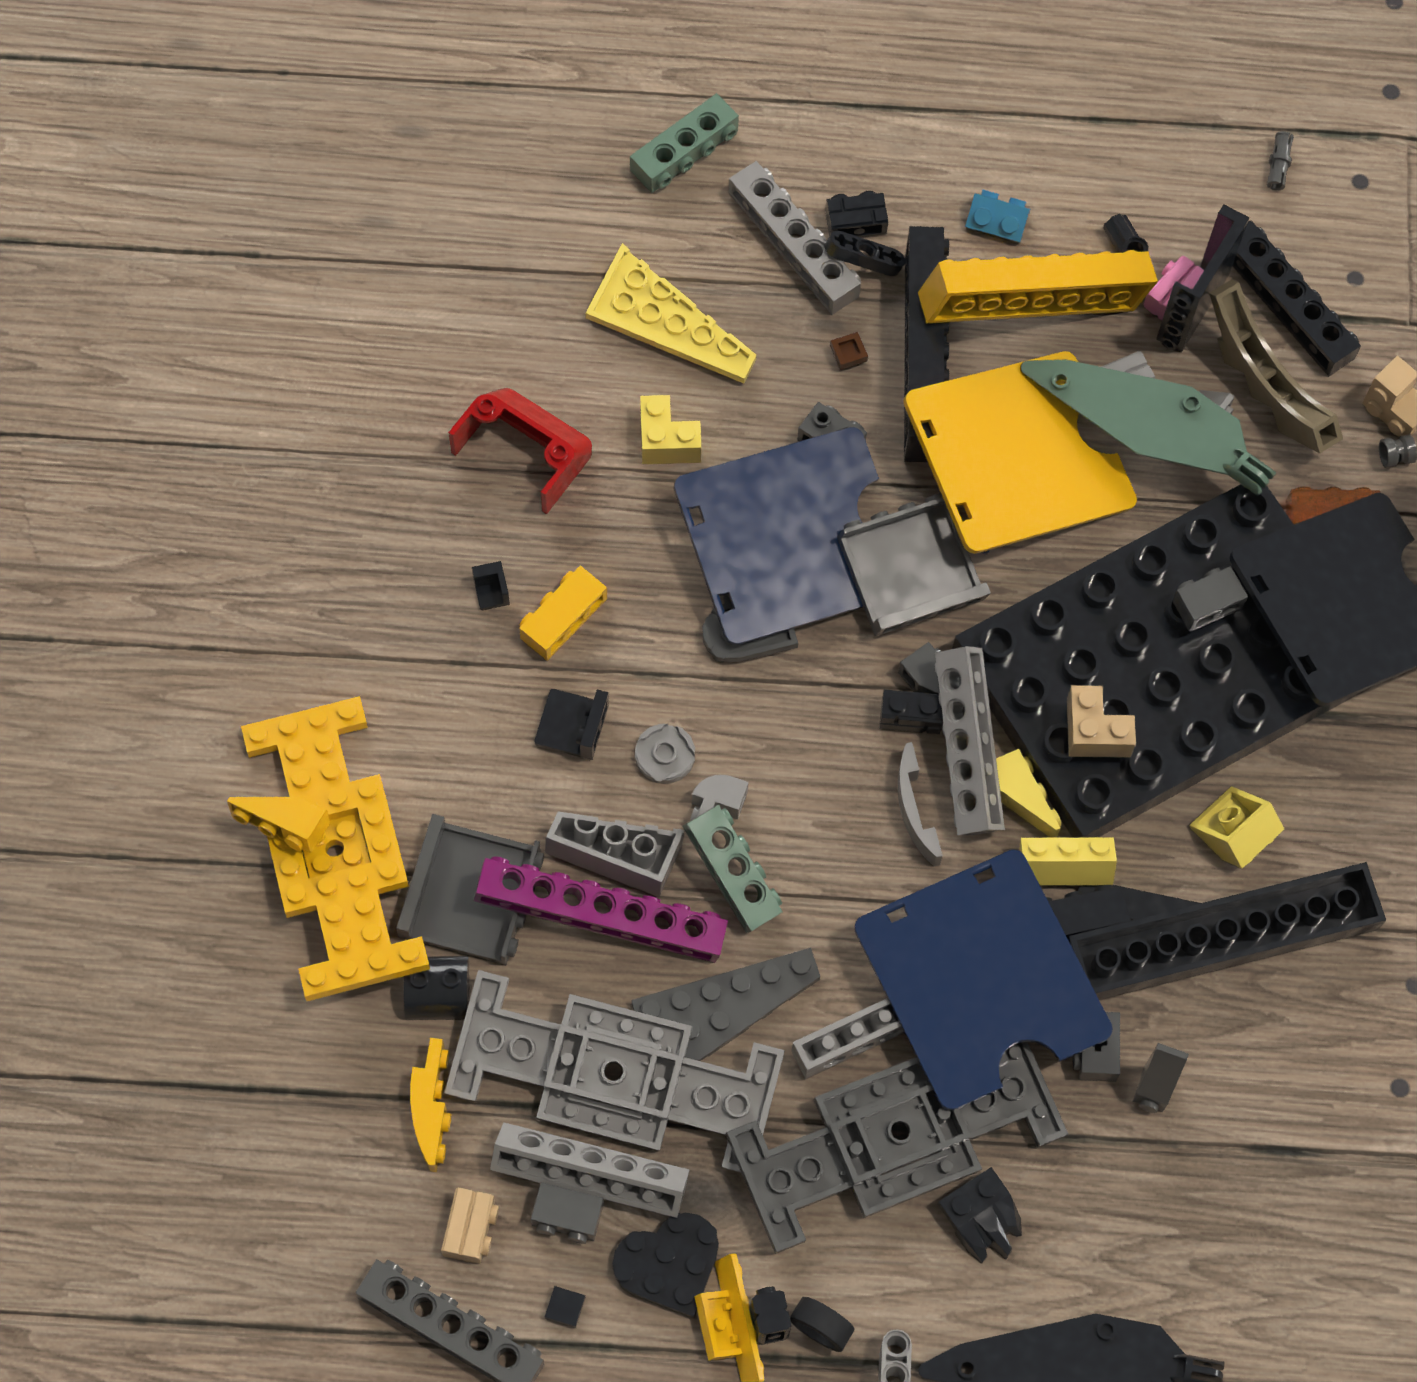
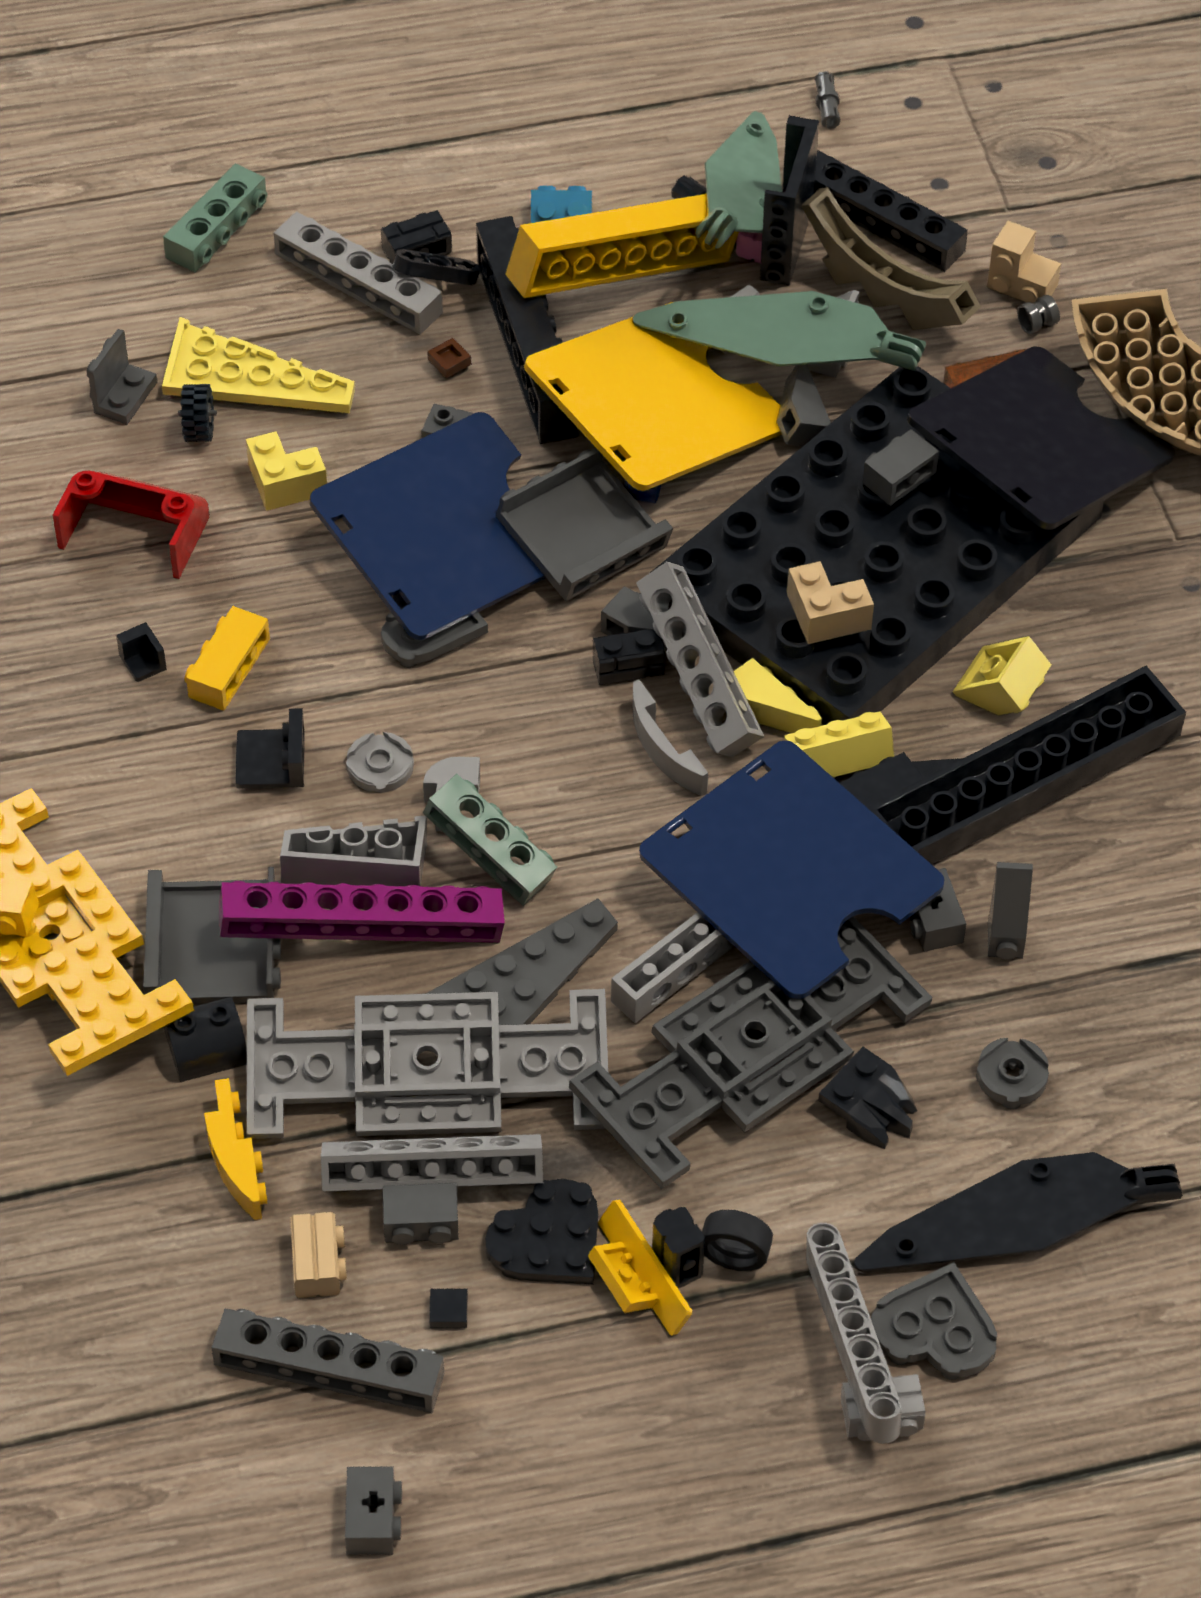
camera: 15 degrees left, 15 degrees down
(549, 299) = (115, 384): none -> dark grey bracket
(607, 352) = (197, 412): none -> black wheel
(1107, 1242) = (1008, 1089): none -> dark grey plate
(1146, 499) = (801, 408): none -> dark grey slope
(1169, 240) = (738, 180): none -> sand green wing

